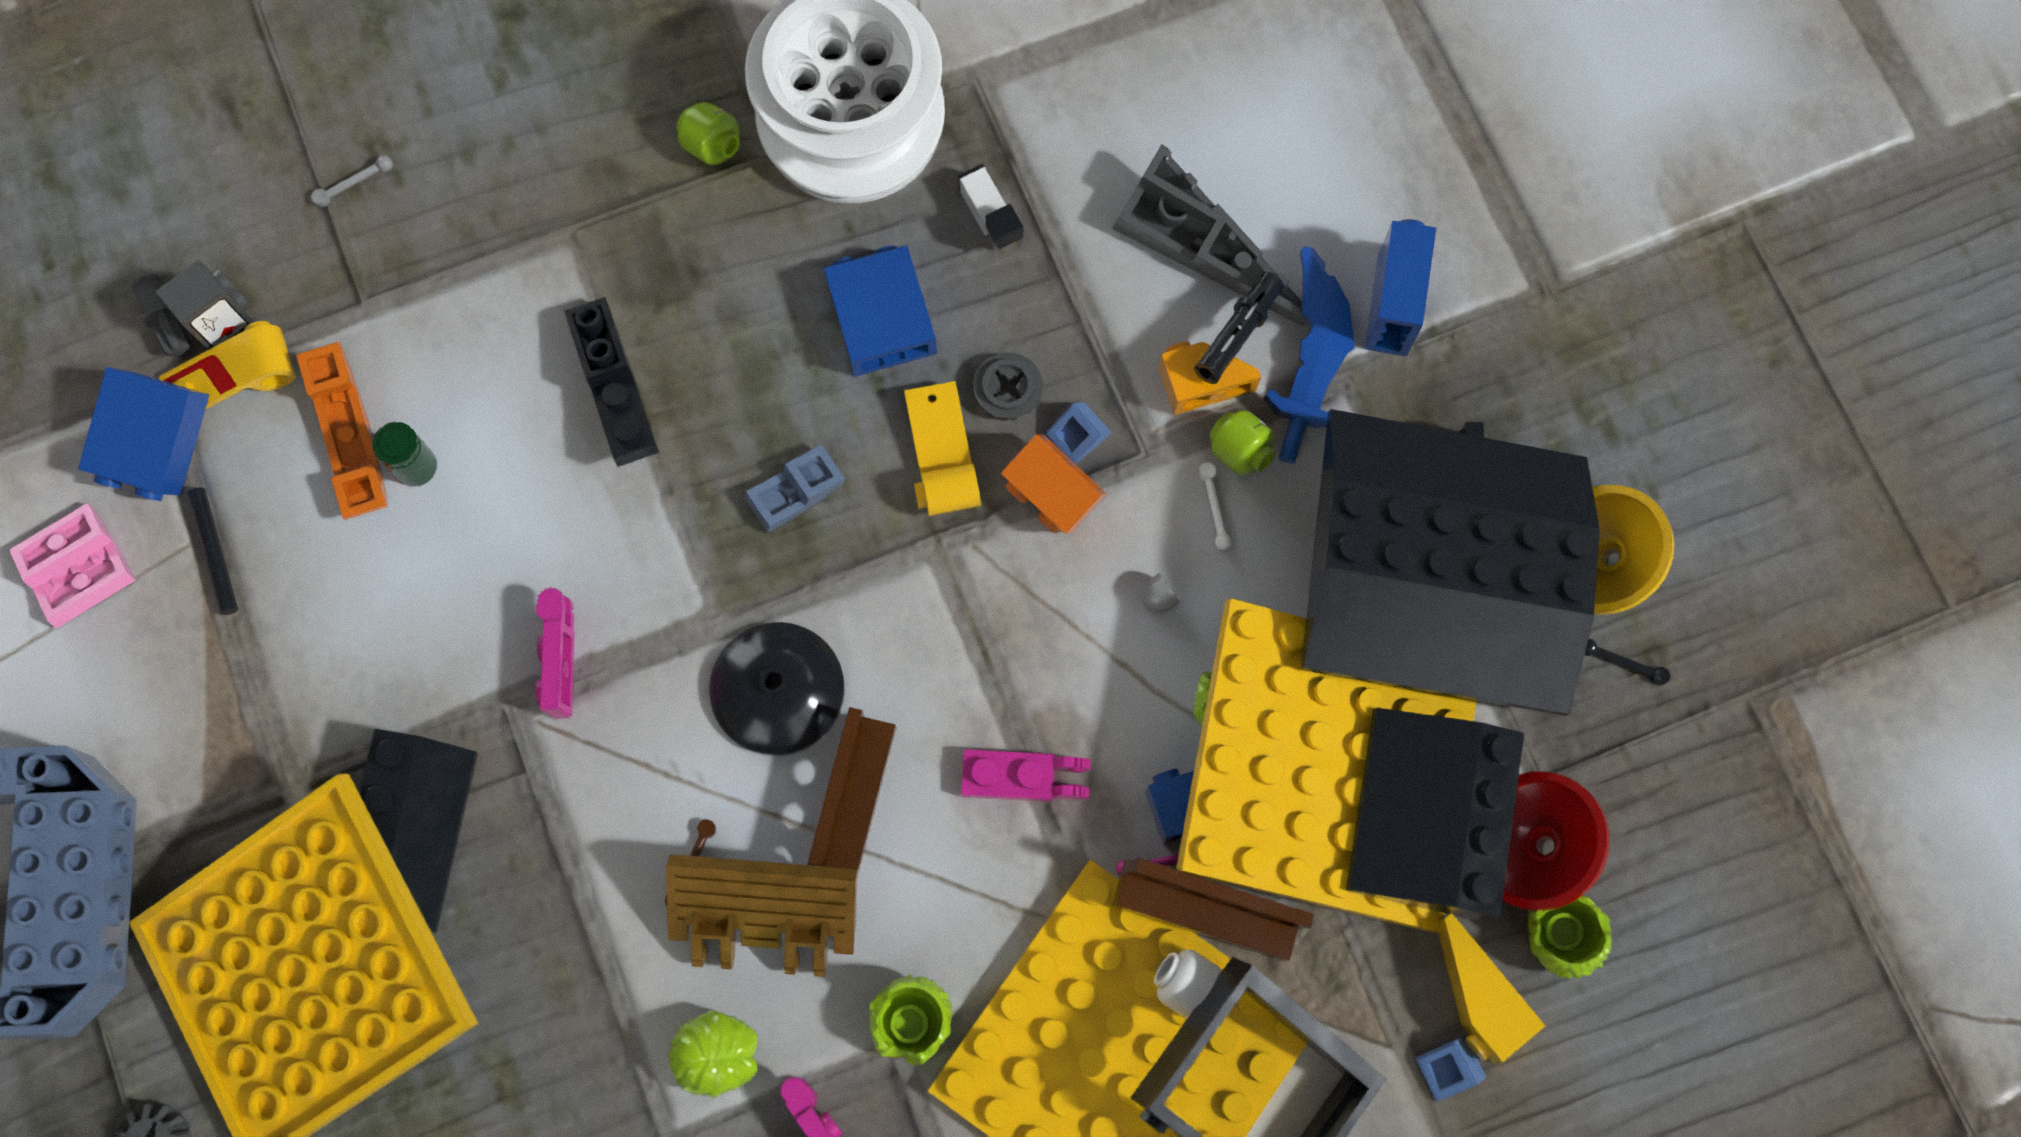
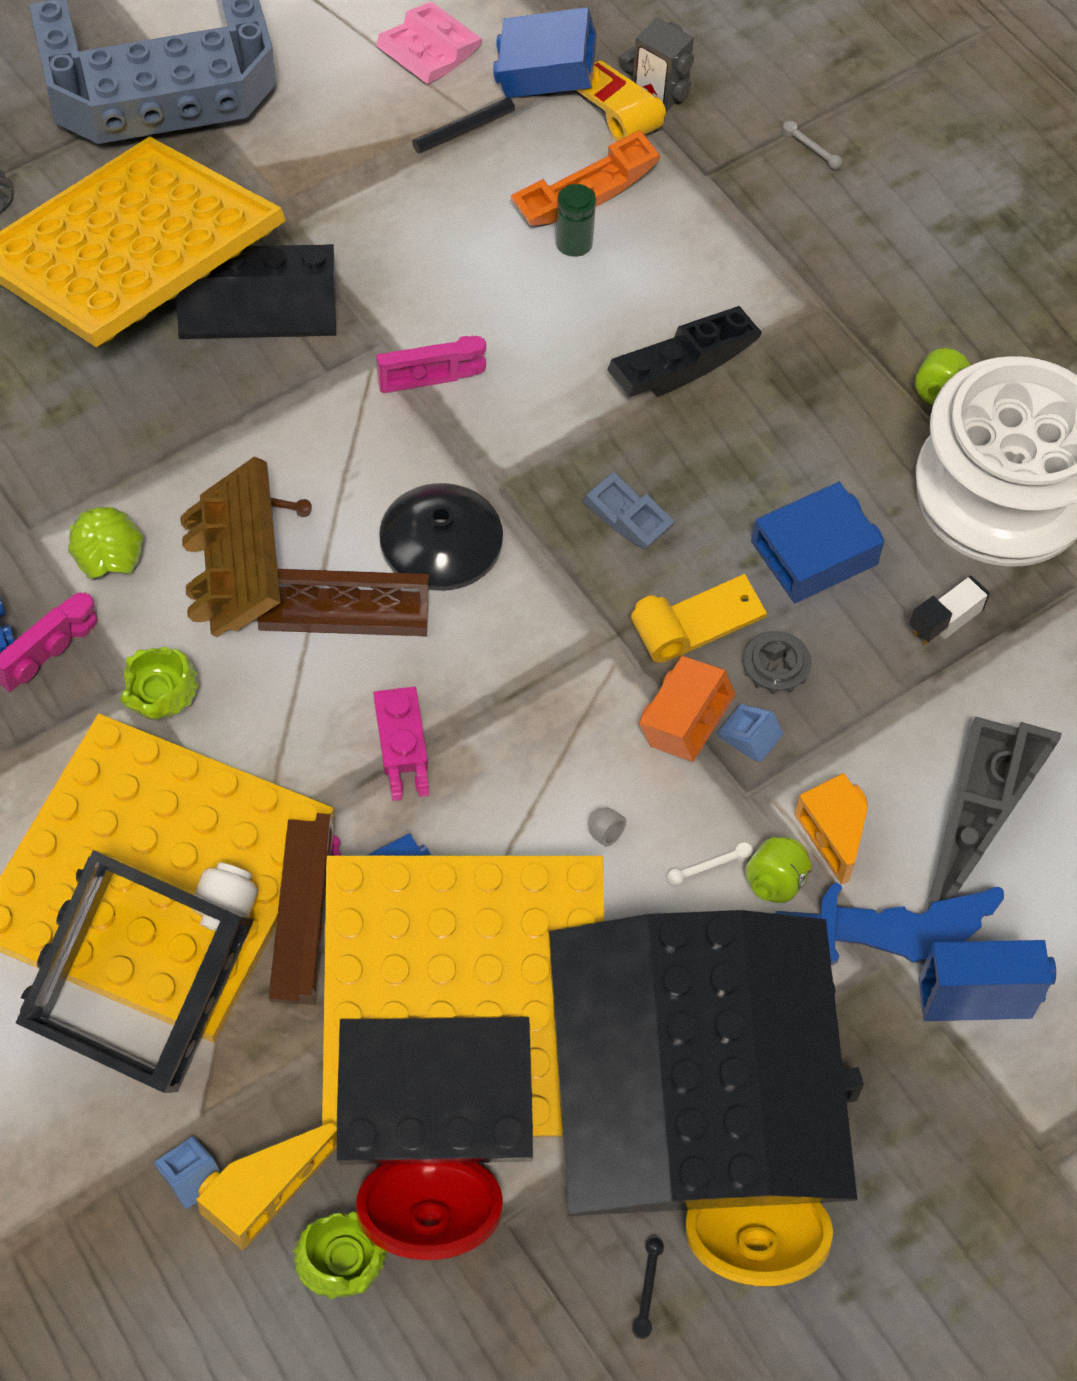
camera: 75 degrees right, 15 degrees down
(1264, 294) = (888, 832): black pin -> none

